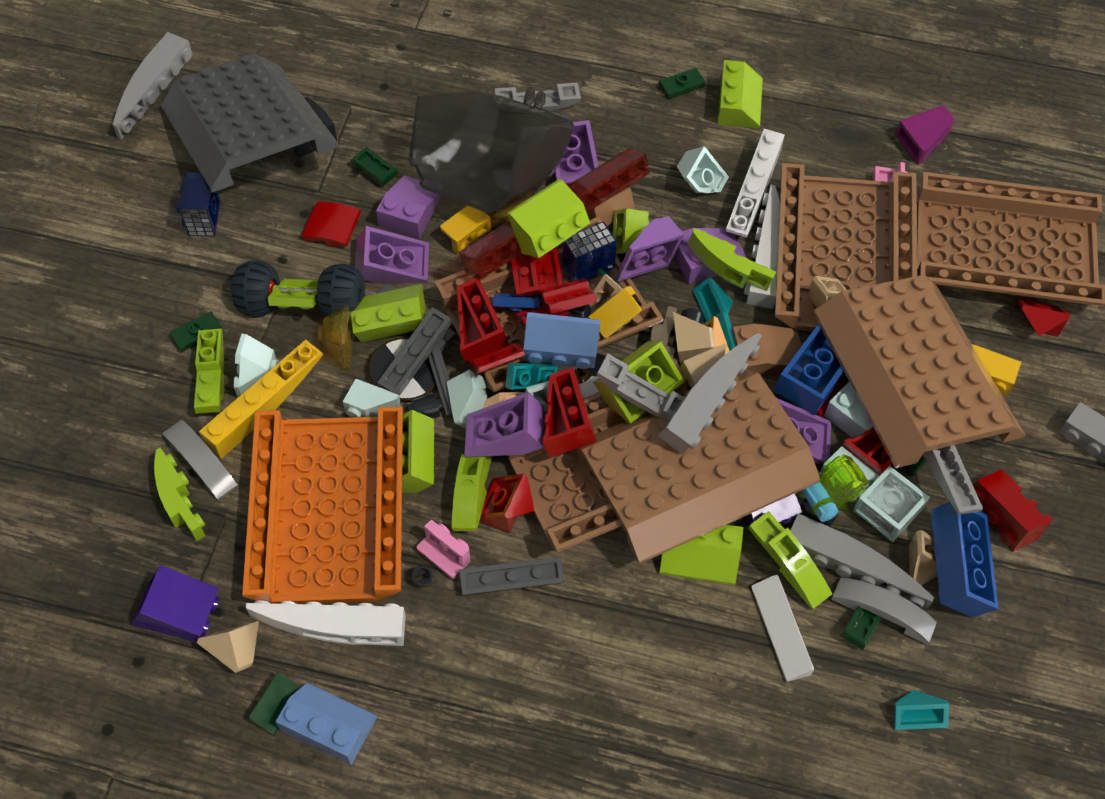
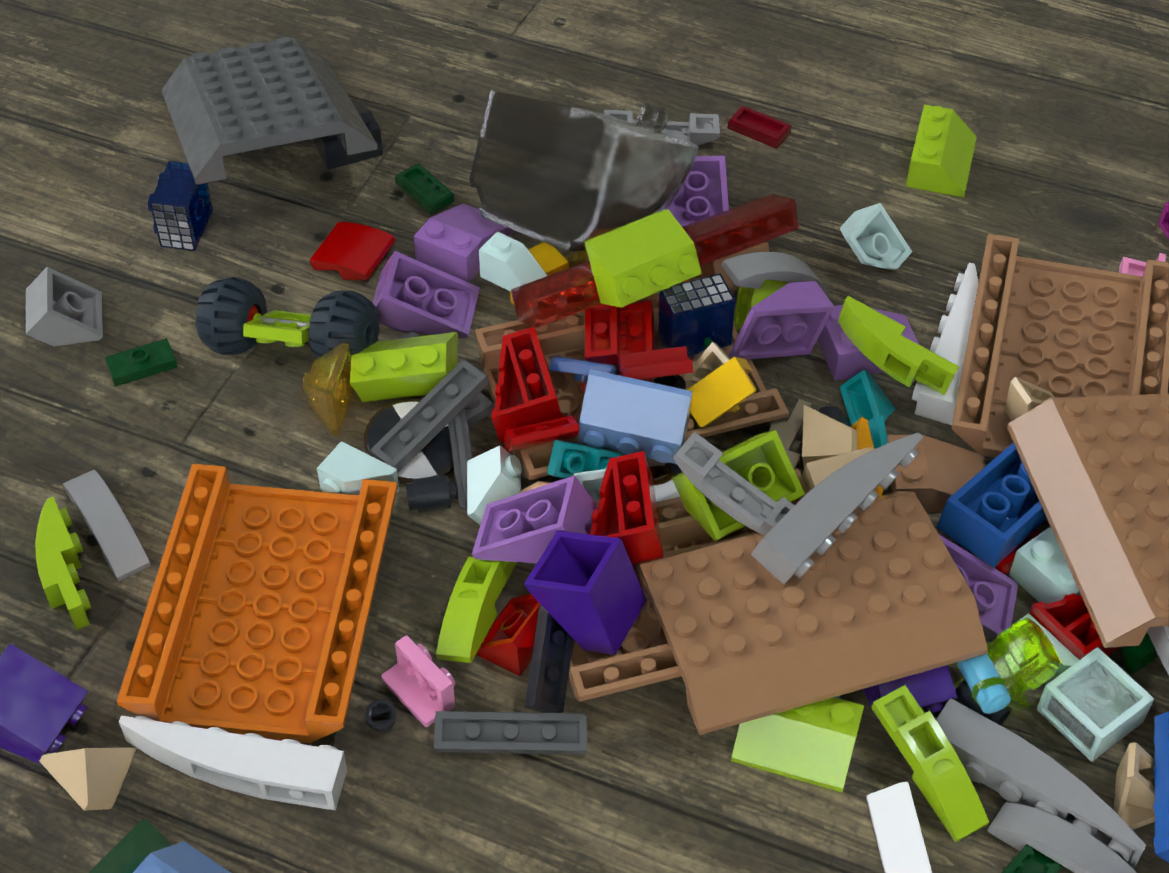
camera: 10 degrees right, 10 degrees down
(130, 298) = (63, 310): none -> light grey slope
(150, 80) = (154, 60): light grey slope -> none
(210, 371) = (147, 411): lime slope -> none
(252, 362) = (207, 410): light aqua slope -> none
(265, 395) = (162, 479): yellow slope -> none
(417, 452) = (407, 548): lime slope -> none
(451, 228) = (508, 262): none -> light aqua slope
(531, 508) = (549, 666): none -> black plate
(550, 472) = (588, 589): none -> dark purple slope
(607, 87) = (759, 127): none -> dark red tile
(625, 210) = (753, 268): none -> light grey slope
(682, 83) = (863, 131): dark green plate -> none
(755, 183) = (948, 259): white slope -> none

